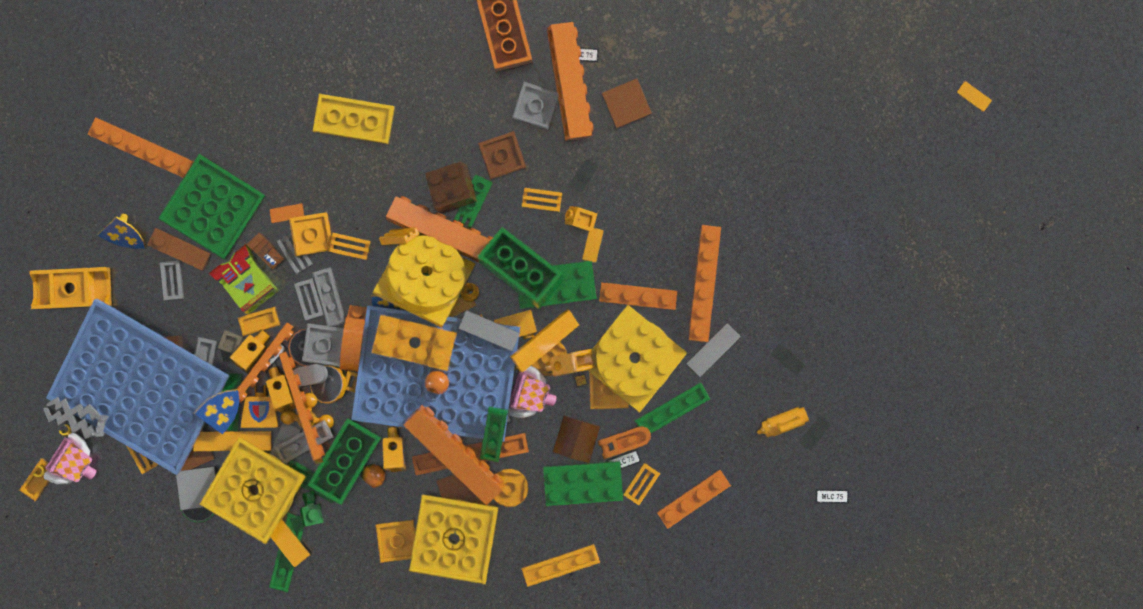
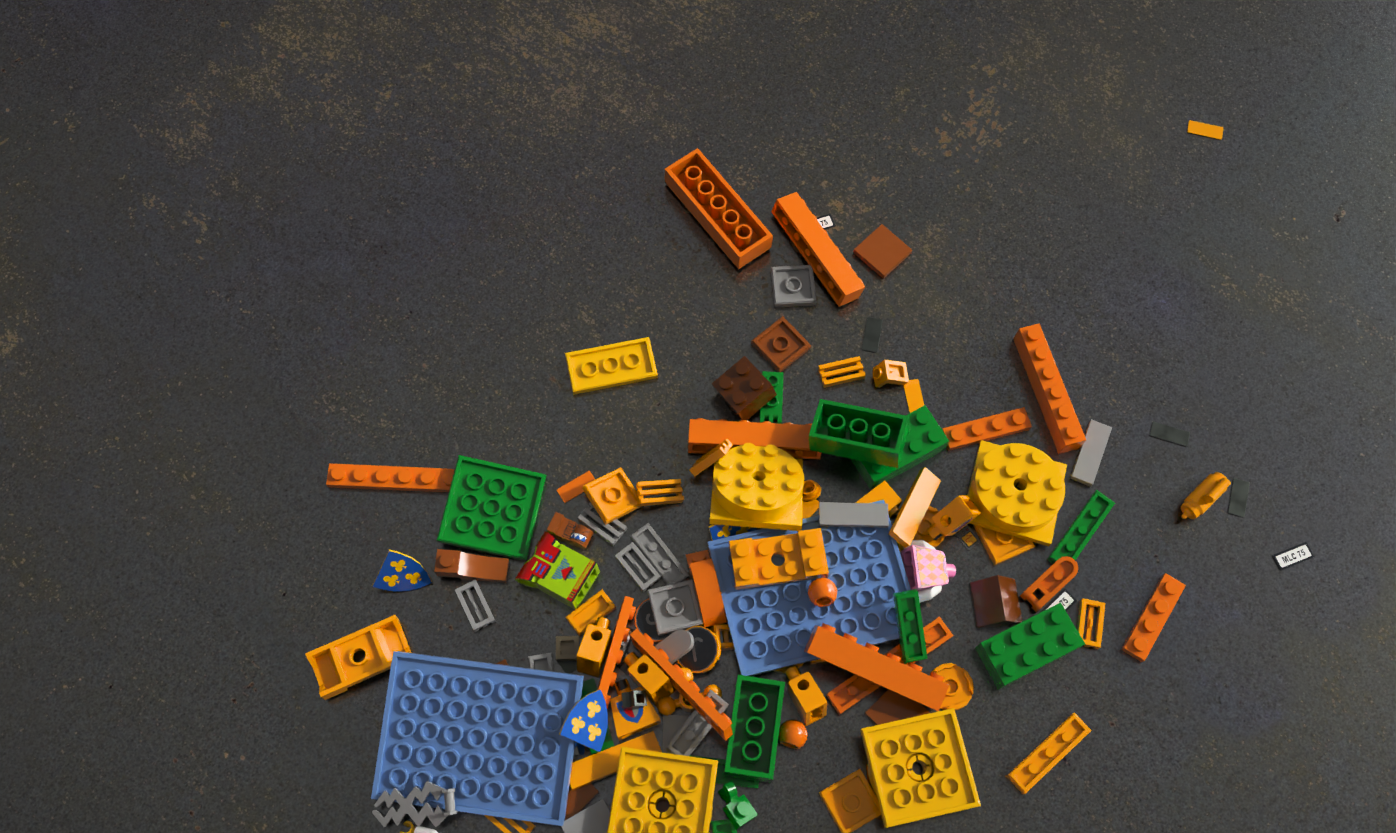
camera: 25 degrees left, 20 degrees down
(261, 406) = (634, 700): none -> pearl dark grey piece

